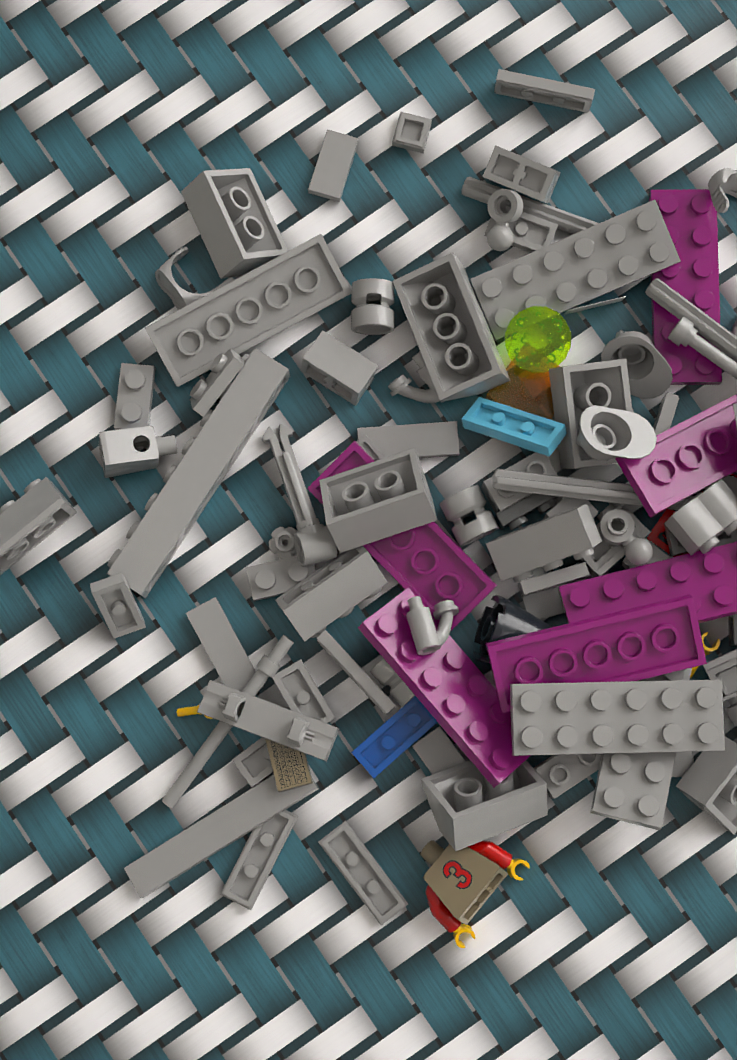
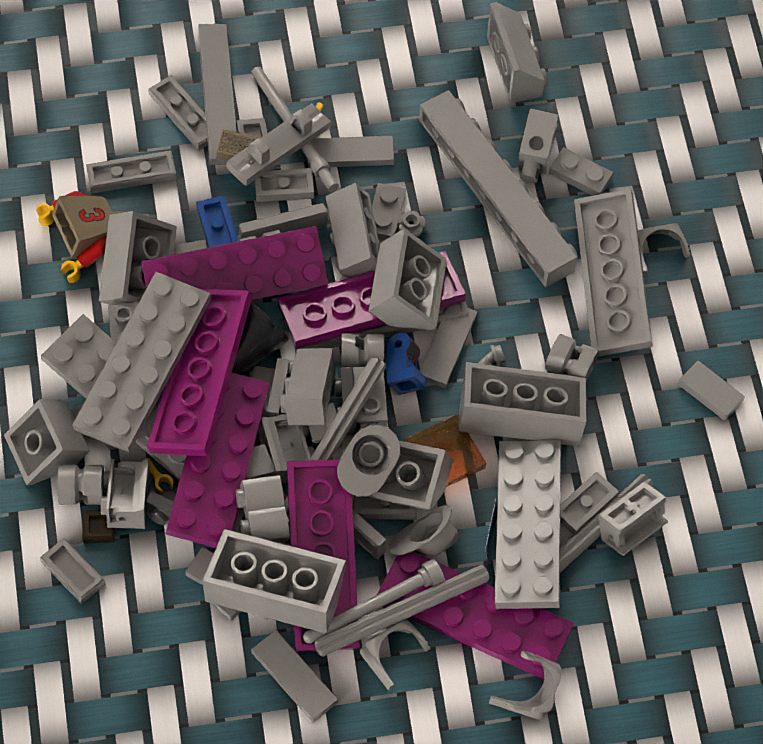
camera: 110 degrees right, 20 degrees down
(117, 605) = (420, 88): light grey plate -> none
(223, 372) = (570, 229): light grey plate -> none
(233, 220) = (694, 295): light grey slope -> none
(313, 540) = (442, 243): light grey piece -> none
(338, 367) = (532, 315): light grey hinge -> none
(412, 132) = (714, 462): light grey tile -> none
(422, 627) = (290, 264): light grey plant -> none
(460, 471) = (402, 365): none -> blue leg
(500, 236) = (606, 487): light grey plate -> none
(514, 426) = (418, 410): medium azure plate -> none
(537, 339) = (482, 465): clear neon green tile -> none
(544, 90) = (703, 576): light grey tile -> none
(637, 550) = (266, 448): light grey plate -> none

